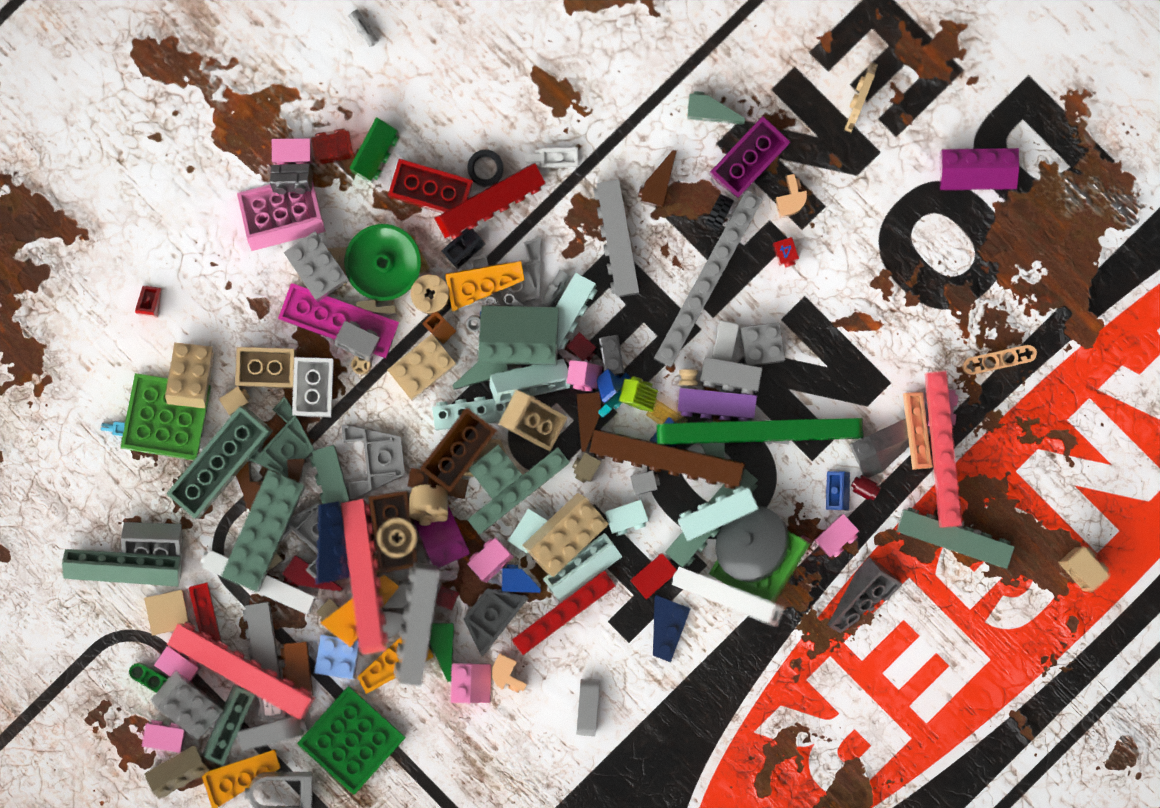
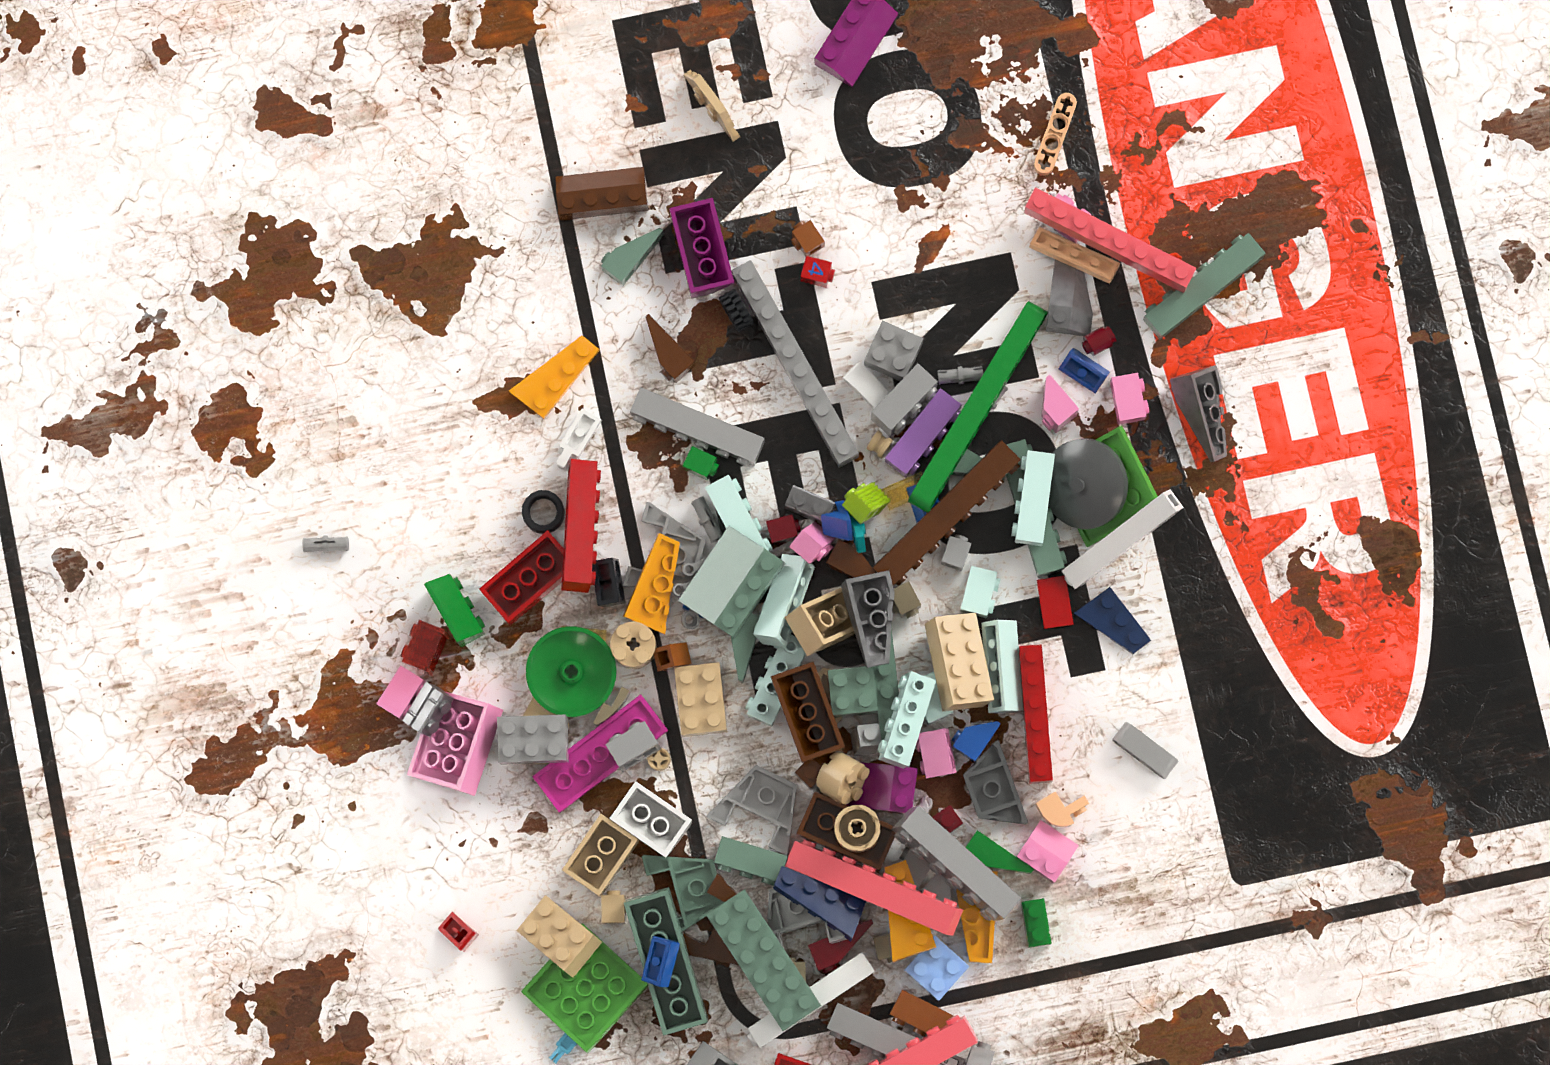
camera: 50 degrees left, 5 degrees down
(215, 458) = (660, 961): none -> blue slope
(351, 740) = (1029, 1008): green plate -> none
(414, 707) = (1036, 923): none -> green brick
(468, 503) = (865, 739): none -> light grey brick
(499, 523) = (906, 719): none -> light aqua brick
(559, 449) = (870, 610): none -> flat silver wedge
(584, 112) = (553, 379): none -> light orange wing
(591, 258) = (700, 463): none -> green brick
(744, 59) = (601, 193): none -> reddish brown slope
(776, 403) = (960, 375): none -> light grey pin
(791, 203) = (771, 230): light nougat brick -> none
(796, 488) = (1056, 406): none -> bright pink slope
(806, 229) = (807, 238): none -> dark orange brick
(1084, 568) = (1313, 178): tan brick -> none

